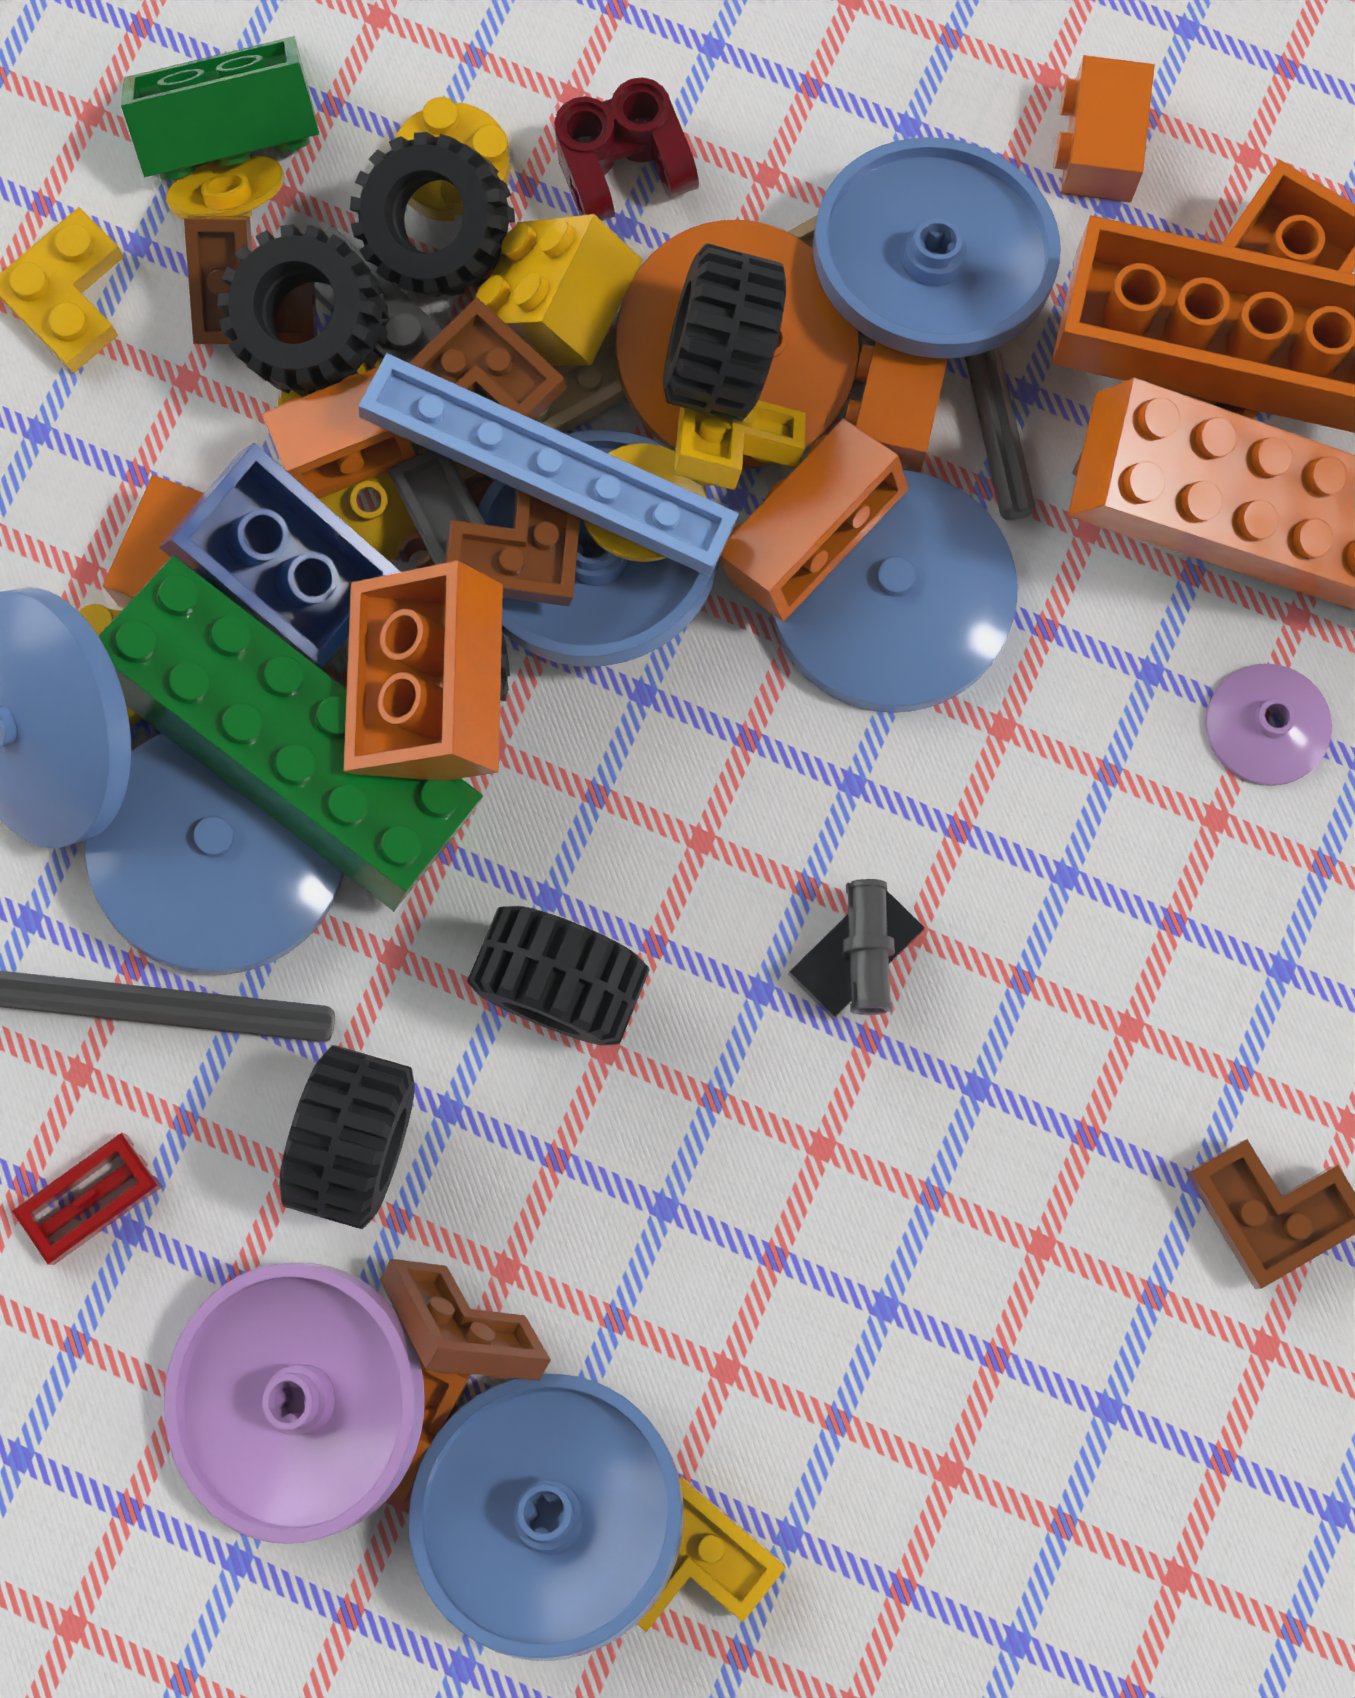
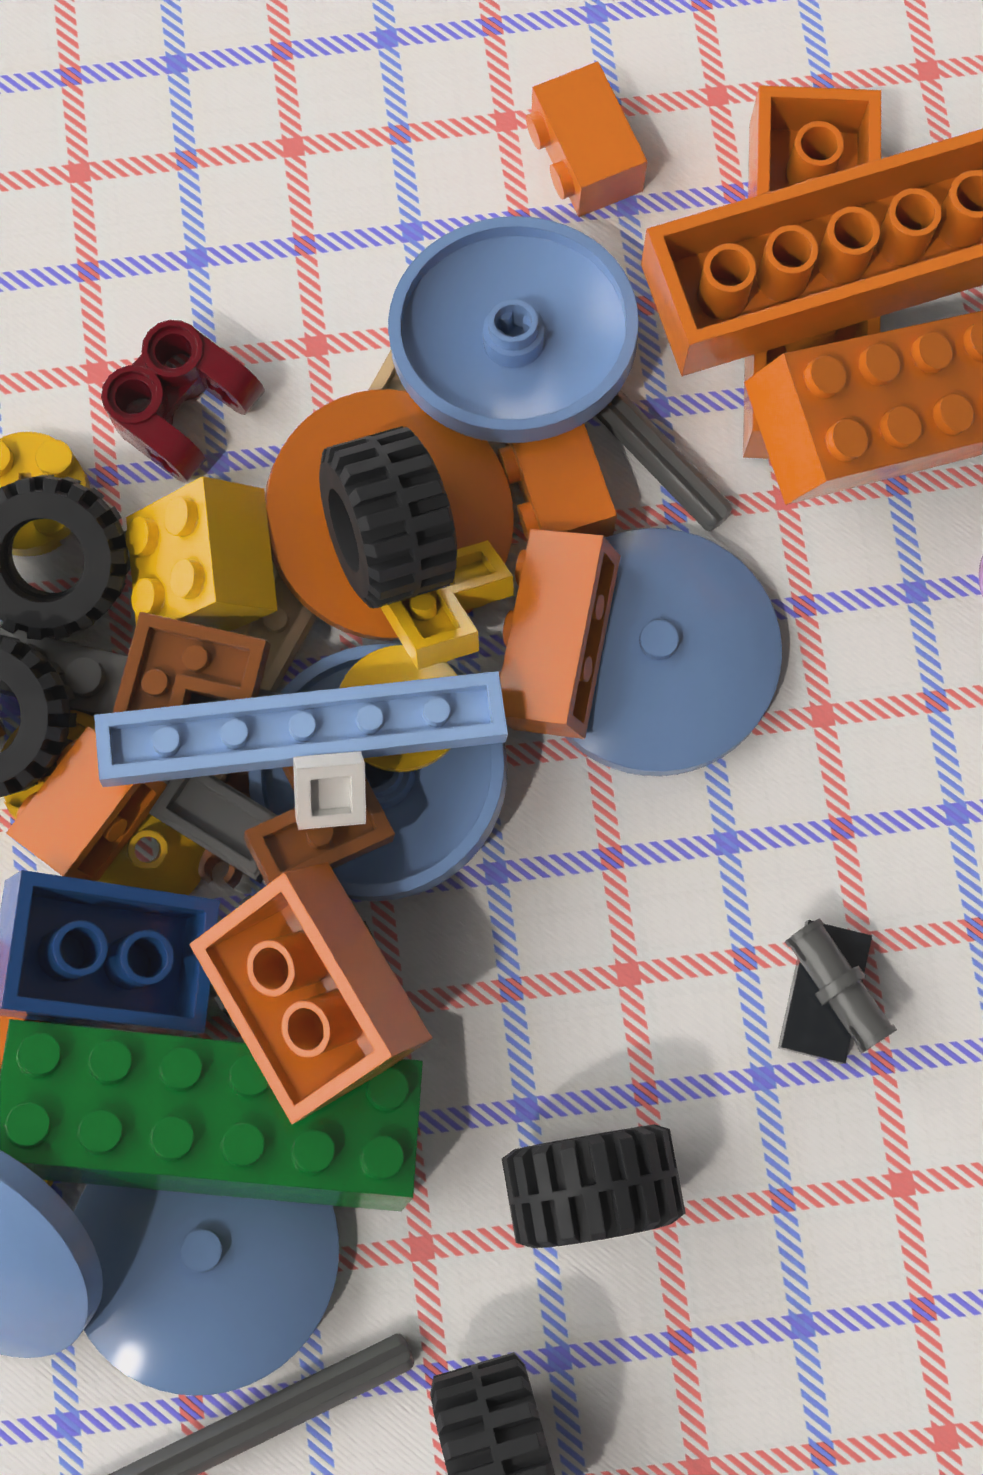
camera: 30 degrees left, 0 degrees up
(538, 525) = (329, 790): none -> white plate

